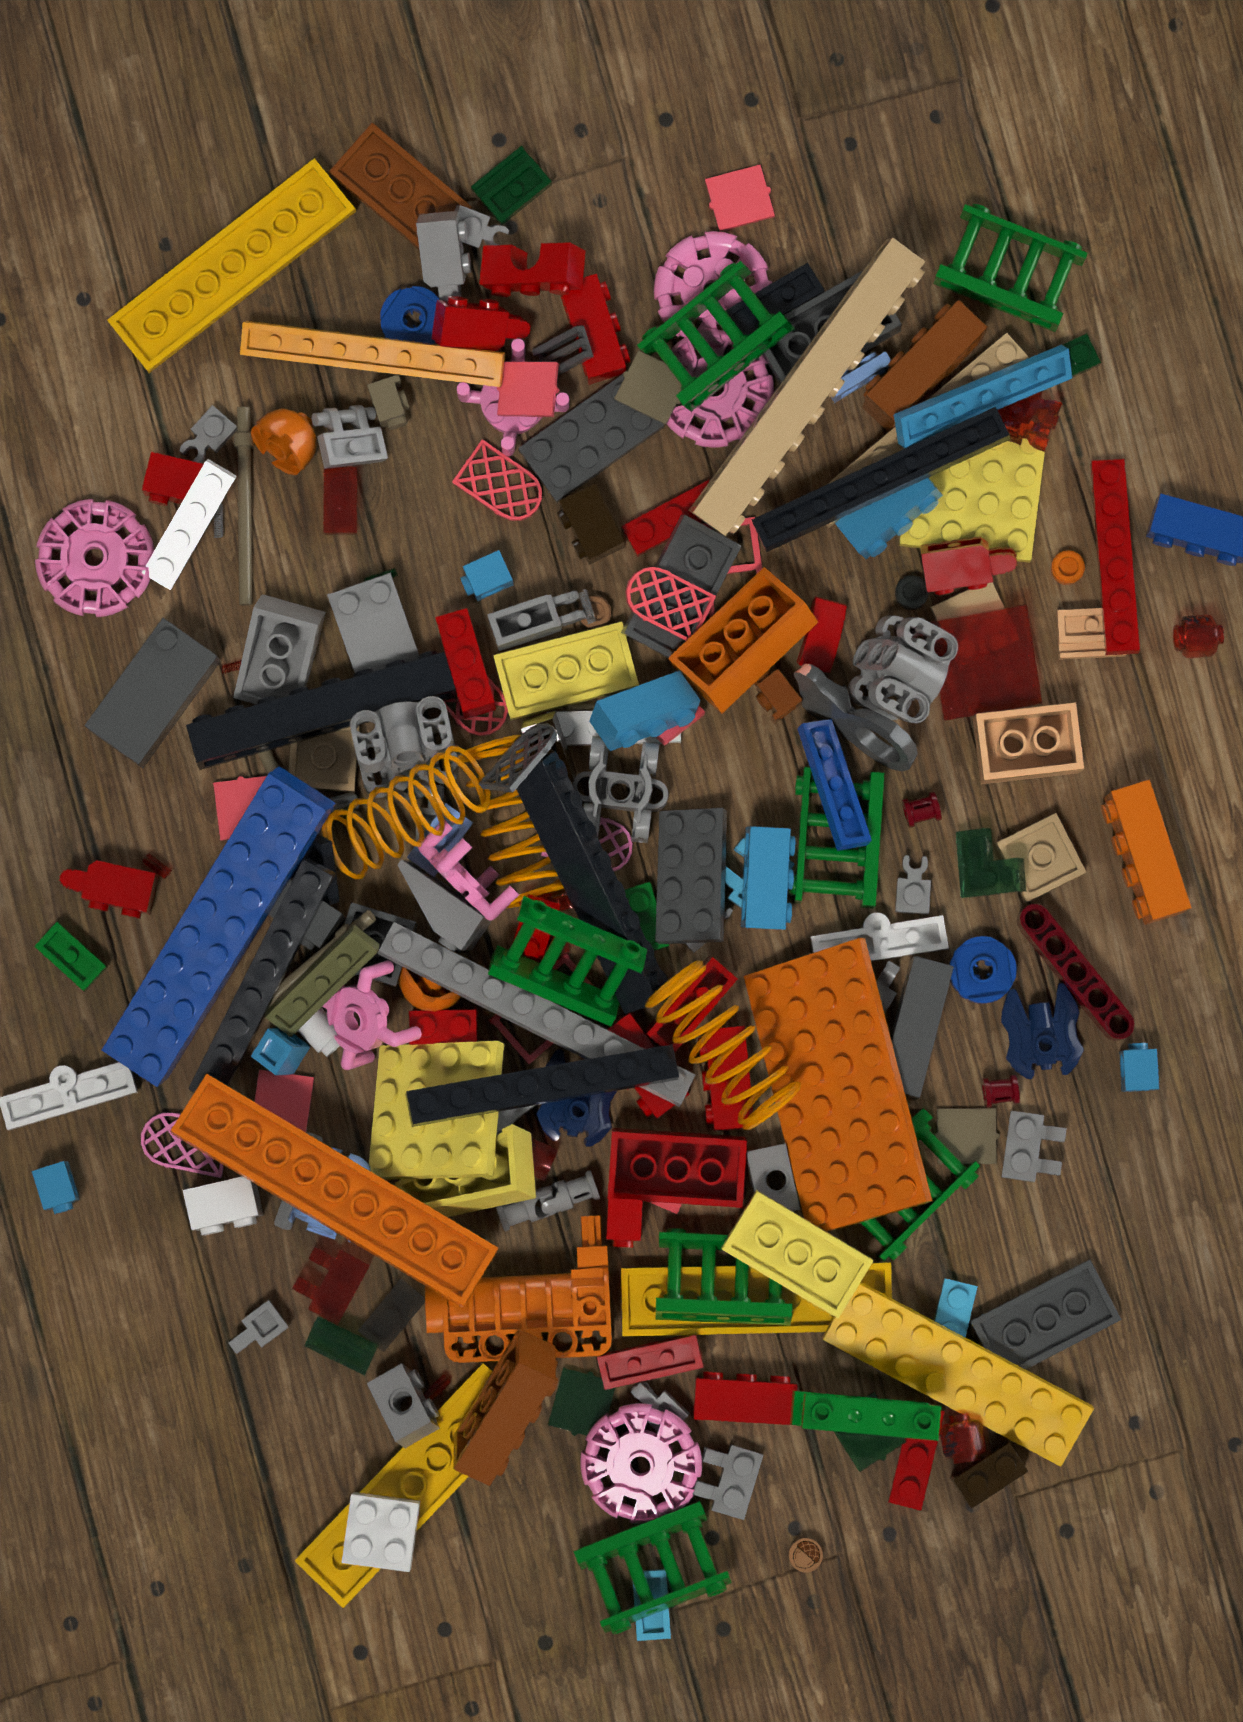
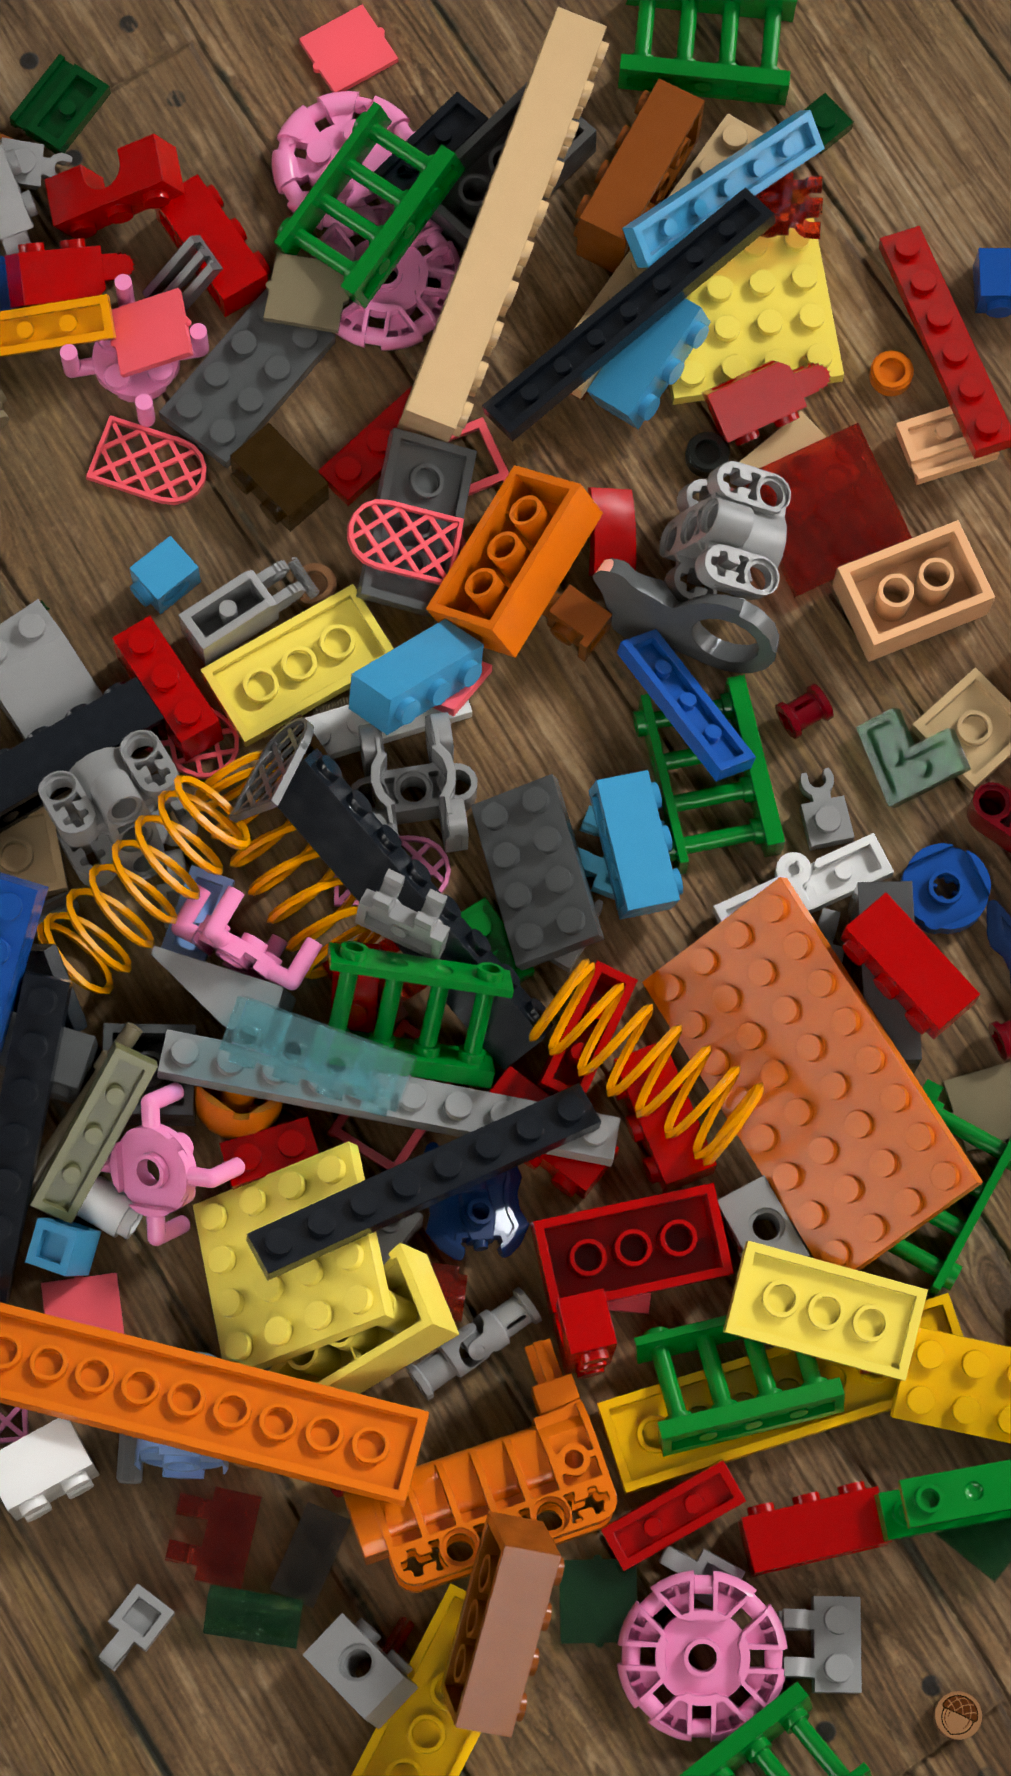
camera: 20 degrees left, 10 degrees down
(492, 974) = (319, 1054): none -> clear light blue brick
(569, 887) = (412, 929): none -> light grey plate
(869, 368) = (562, 213): light blue plate -> none
(928, 1031) = (908, 967): none -> red brick

